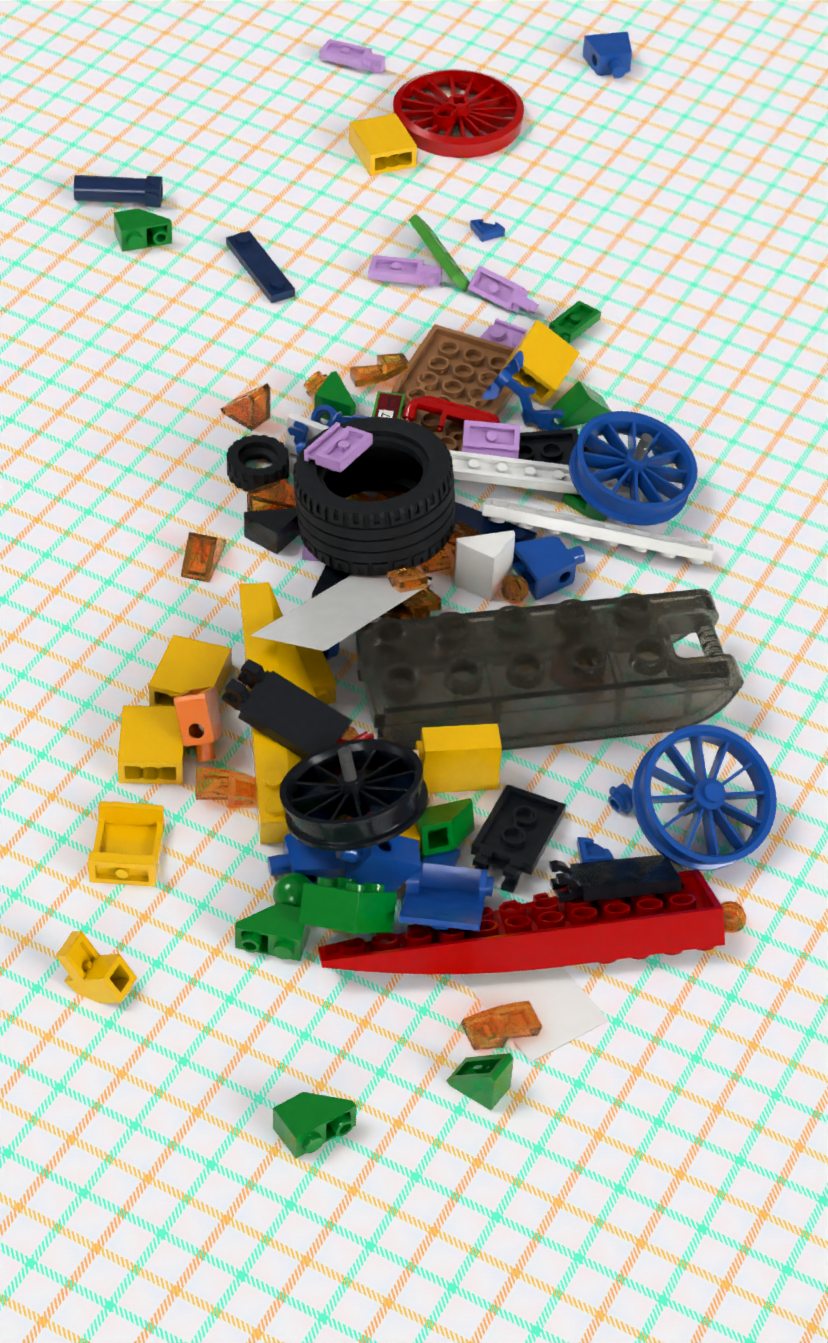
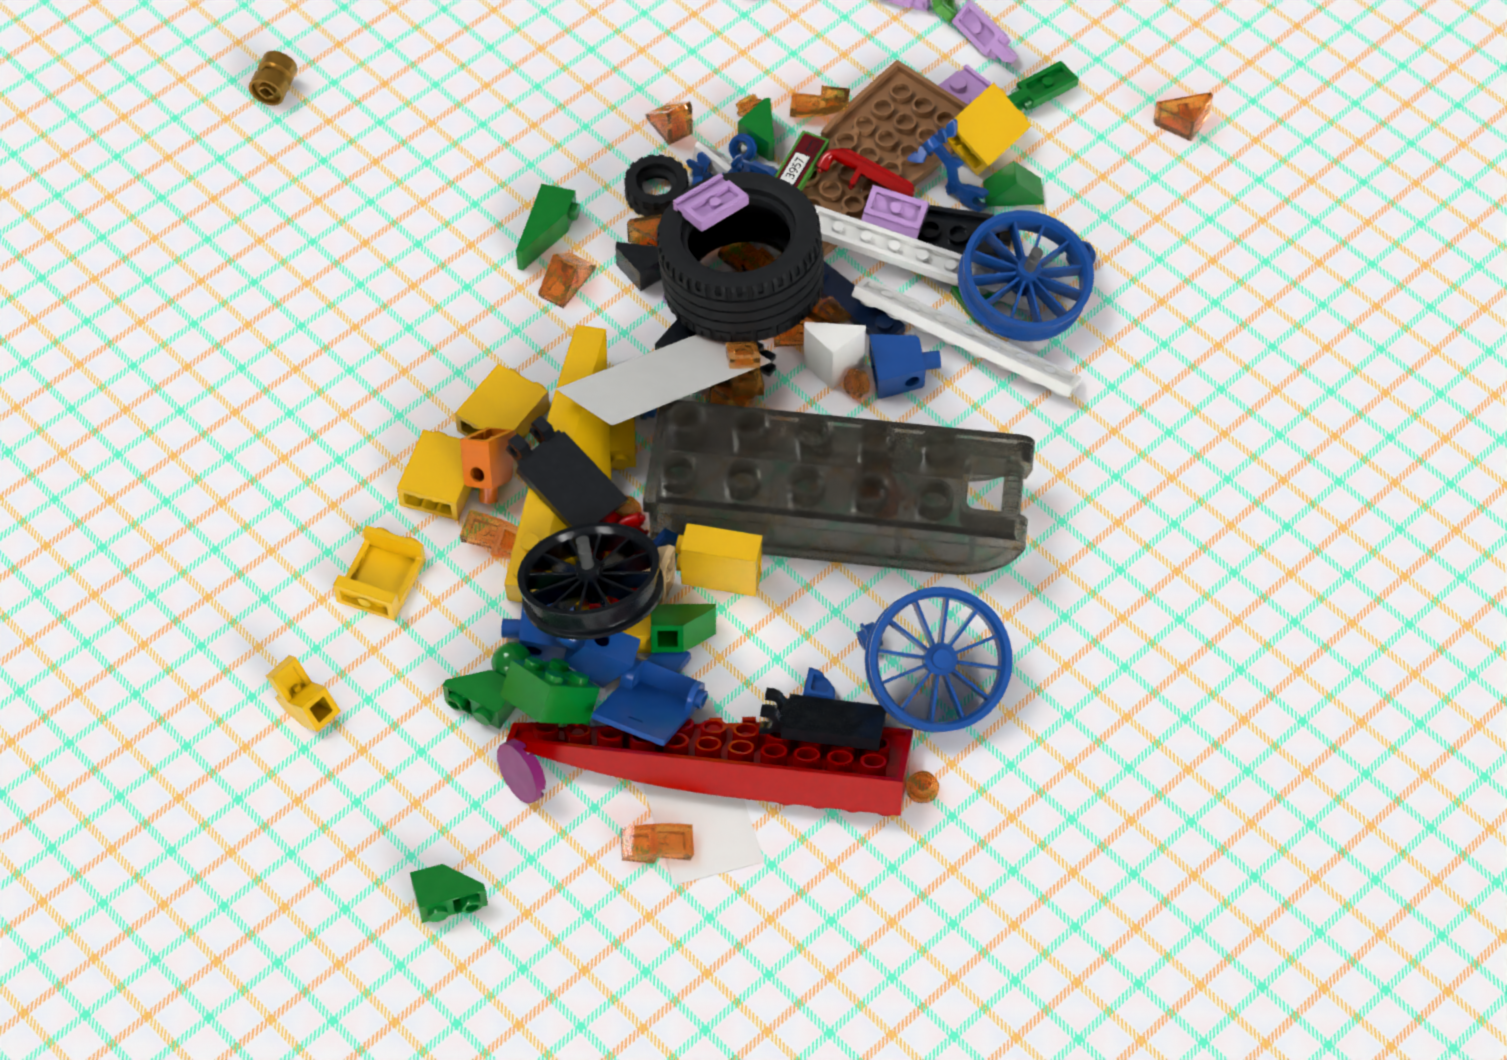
camera: 20 degrees right, 10 degrees up
(168, 510) = (547, 222): none -> green slope
(345, 988) = (521, 771): none -> magenta tile
(483, 1078) = (618, 892): green slope -> none
(516, 834) = (751, 649): black tile -> none
(702, 324) = (1184, 114): none -> clear orange slope

